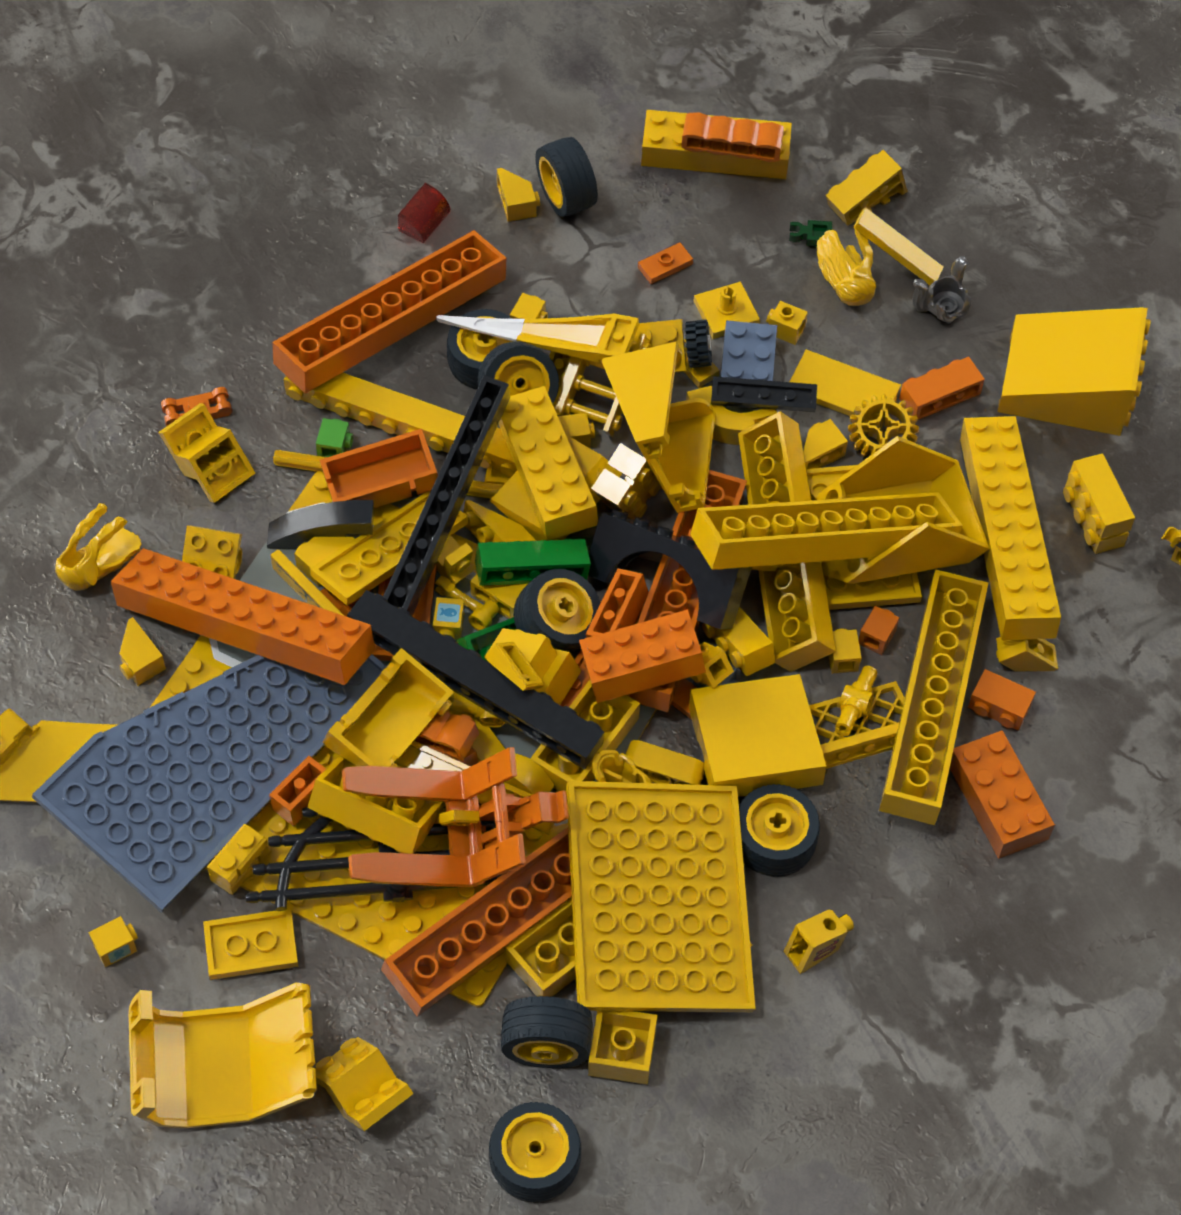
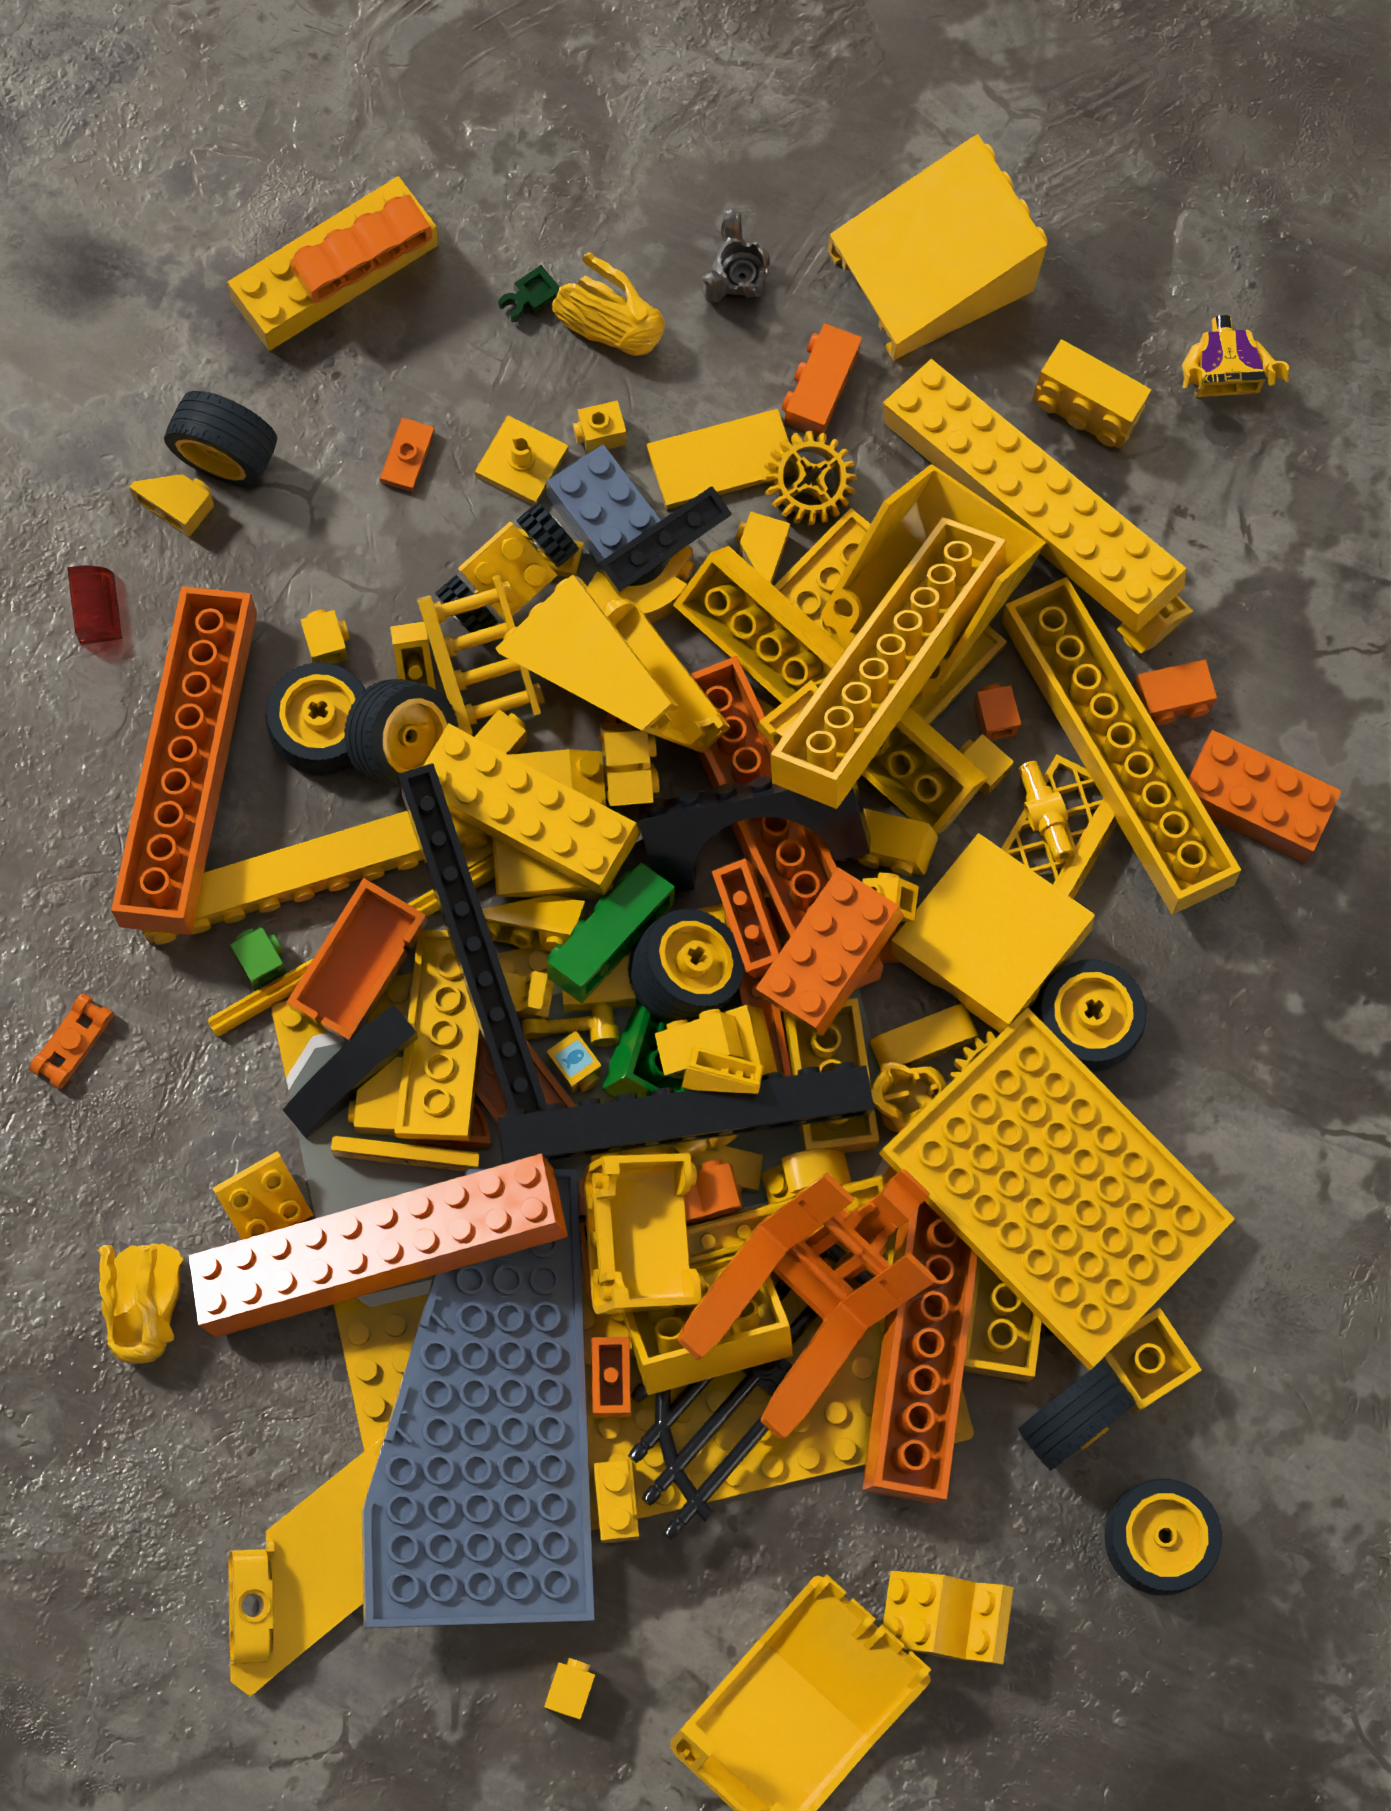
camera: 45 degrees left, 15 degrees up
(139, 655) = (294, 1371): yellow slope -> none
(207, 452) = (143, 1088): yellow bracket -> none
(250, 944) = (703, 1573): yellow plate -> none
(458, 817) = (806, 1276): yellow tile -> none
(578, 337) = (443, 630): yellow plate -> none
(817, 939) = (1226, 1096): yellow torso -> none
(867, 187) = (542, 195): yellow wedge -> none
(898, 246) = (642, 245): yellow tile -> none

